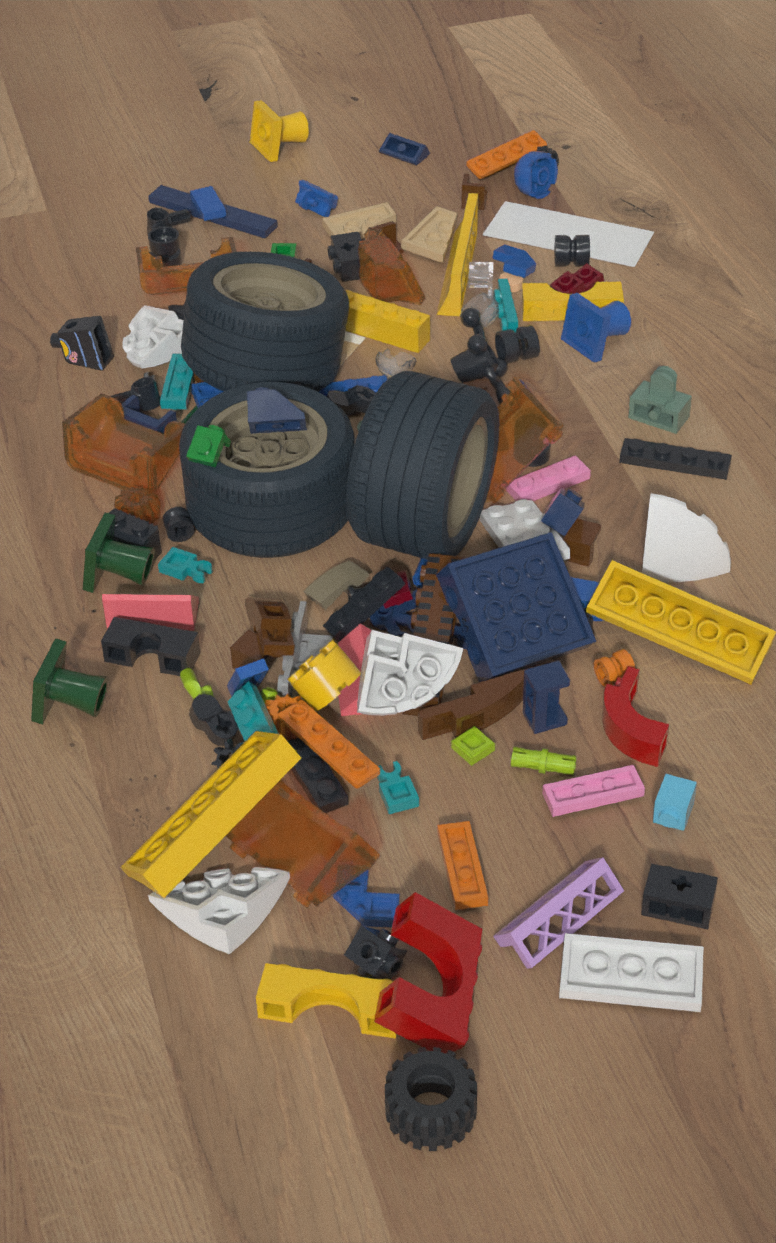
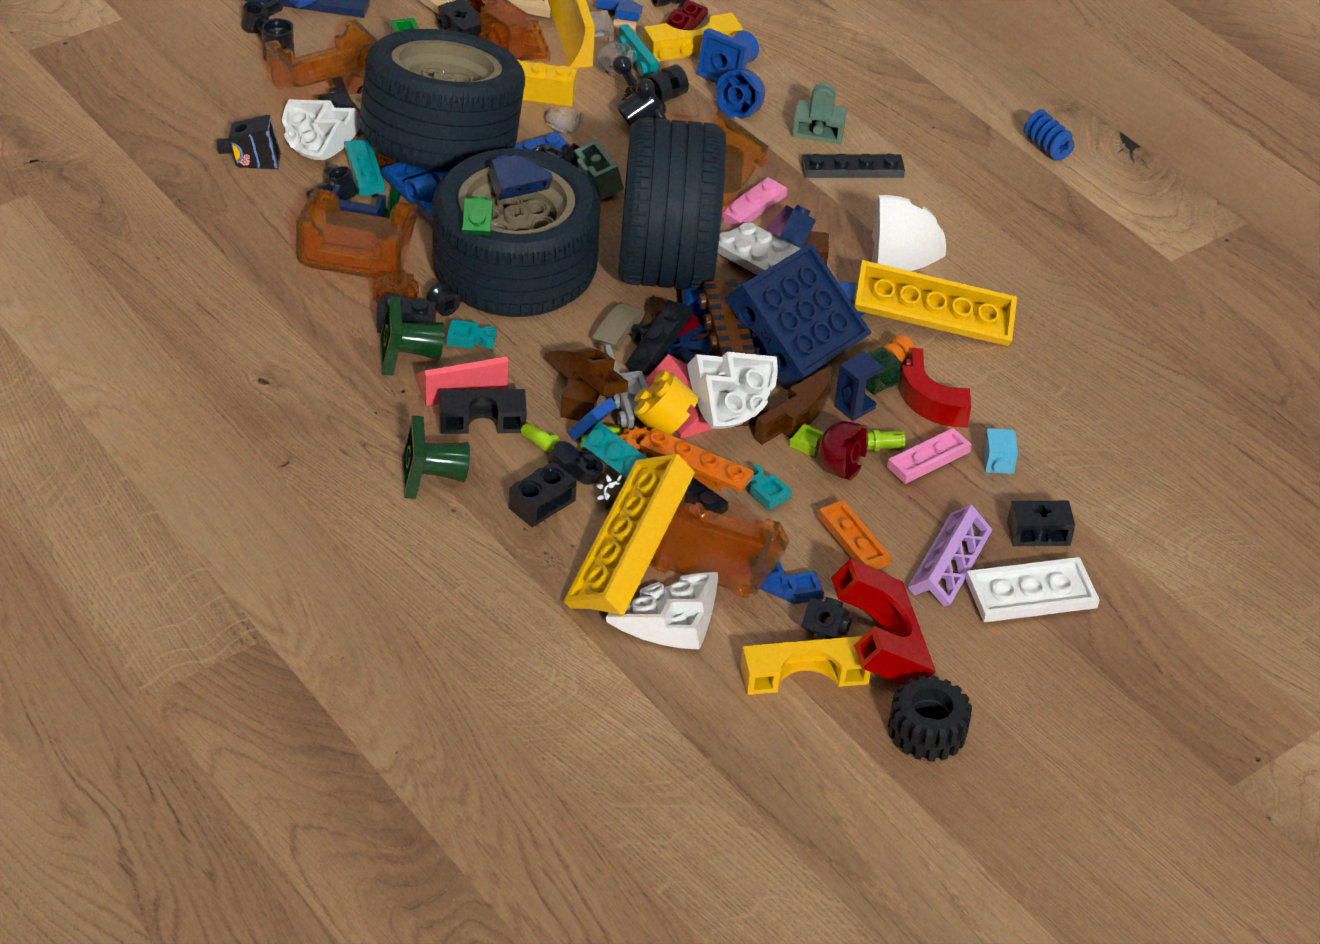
camera: 25 degrees left, 0 degrees up
(160, 746) = (542, 494): none -> black brick
(496, 764) = (842, 447): none -> dark red cylinder
(586, 684) = (890, 372): none -> clear green brick
(588, 364) = (740, 93): none -> blue cylinder

